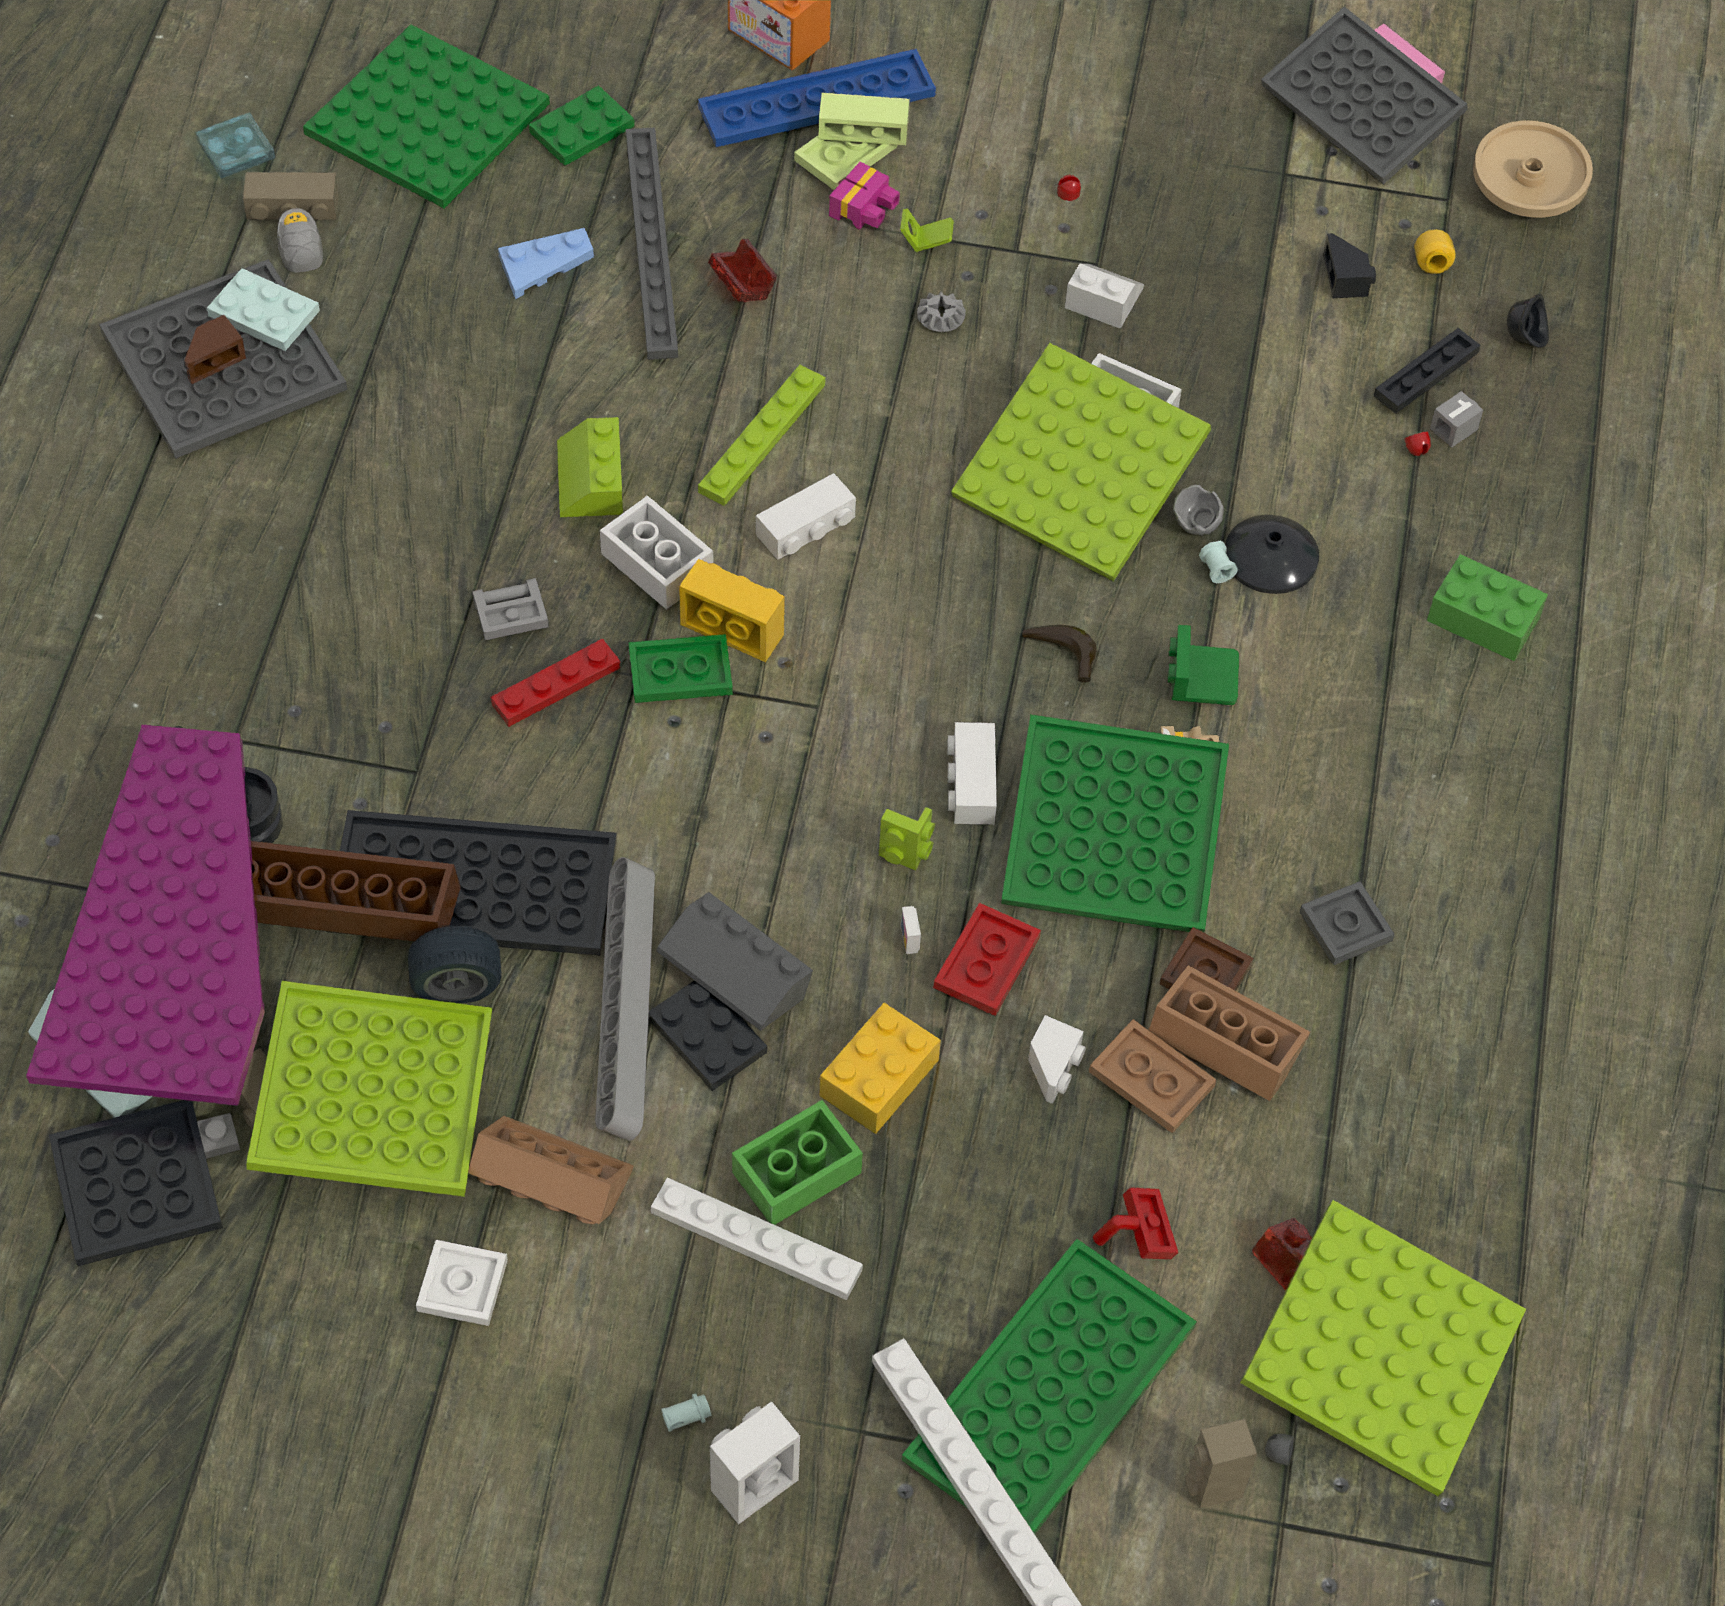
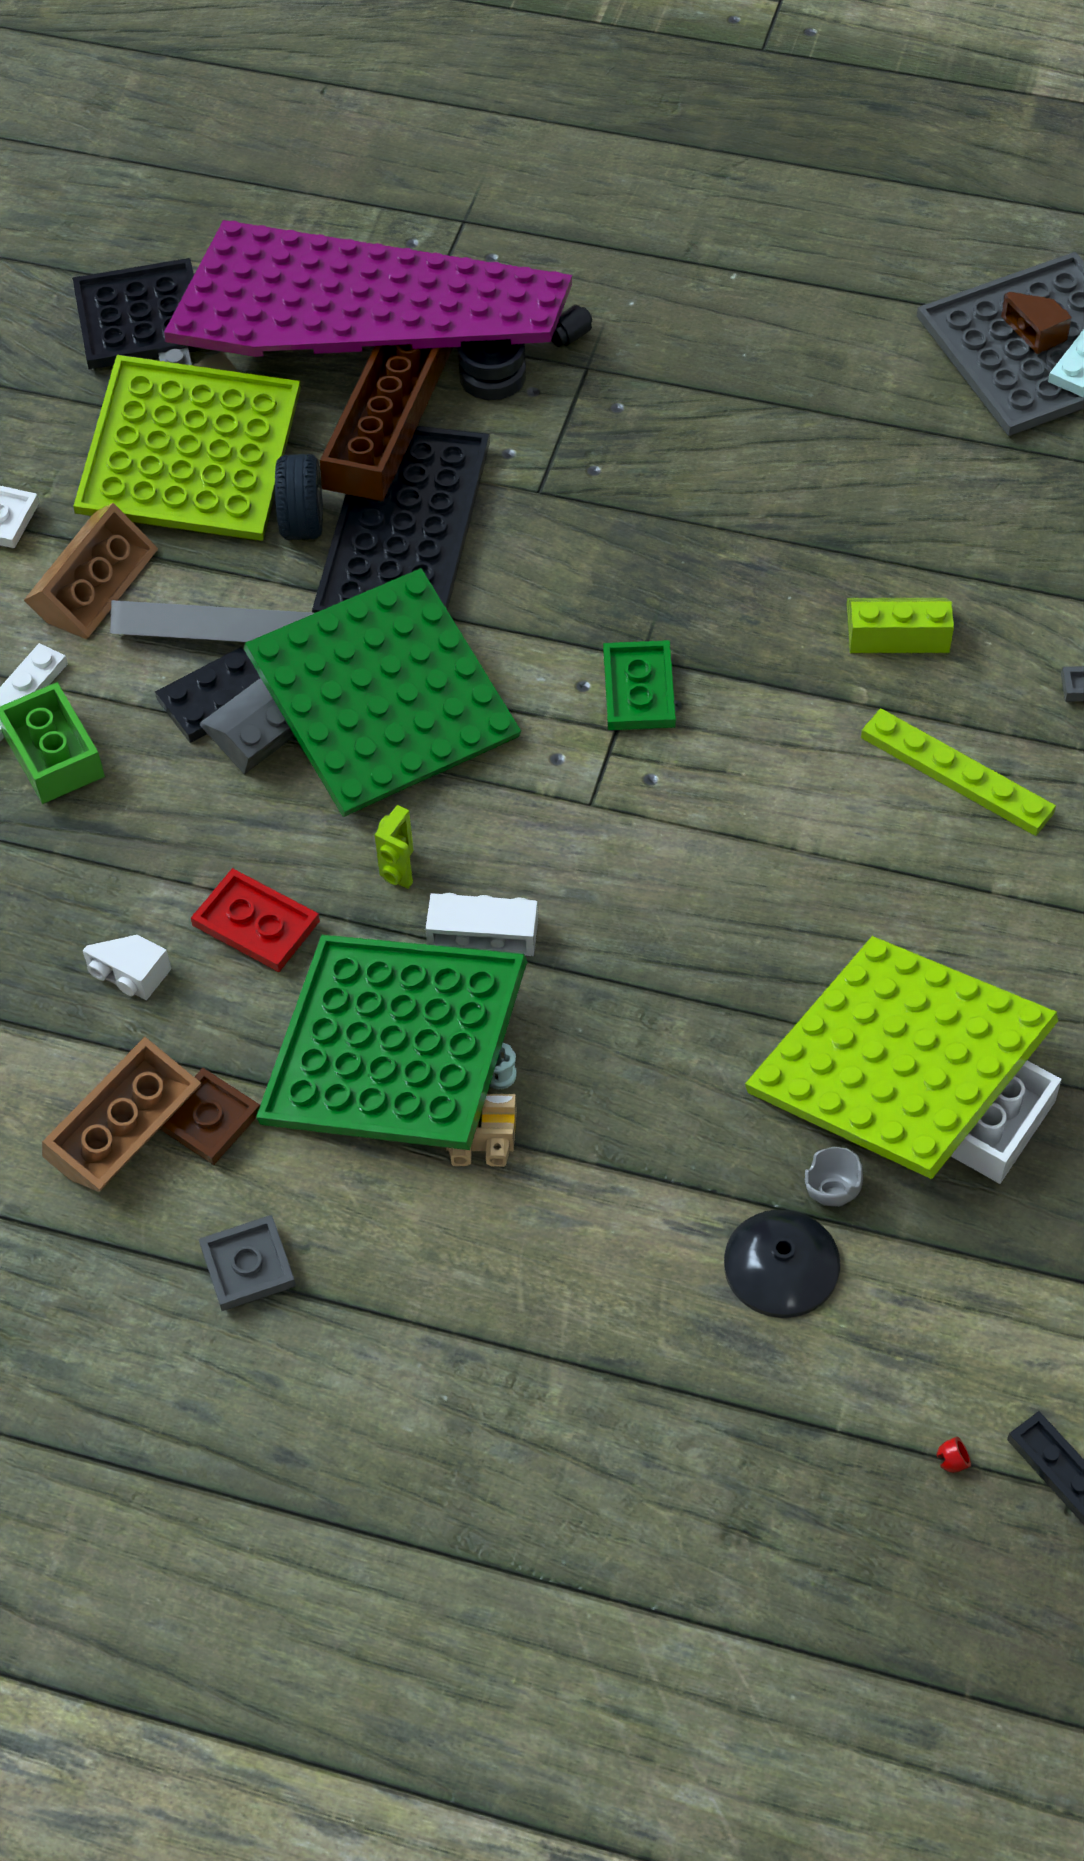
camera: 100 degrees right, 0 degrees up
(513, 615) = (713, 558): light grey plate -> none
(555, 682) = (633, 591): red plate -> none
(653, 549) = (780, 662): white brick -> none
(721, 861) = (381, 691): none -> green plate
(734, 606) = (696, 717): yellow brick -> none
(805, 516) = (833, 797): white brick -> none
(879, 1067) = (142, 817): yellow brick -> none
(910, 929) = (297, 854): white tile -> none
(1071, 637) = (654, 1039): dark brown piece -> none
(1152, 1076) = (89, 1050): medium nougat plate -> none
(1202, 671) = (602, 1155): green bracket -> none
(1218, 562) = (761, 1194): light aqua bush -> none
(1456, 419) = (991, 1507): light grey brick -> none
(1487, 607) = (675, 1488): bright green brick -> none

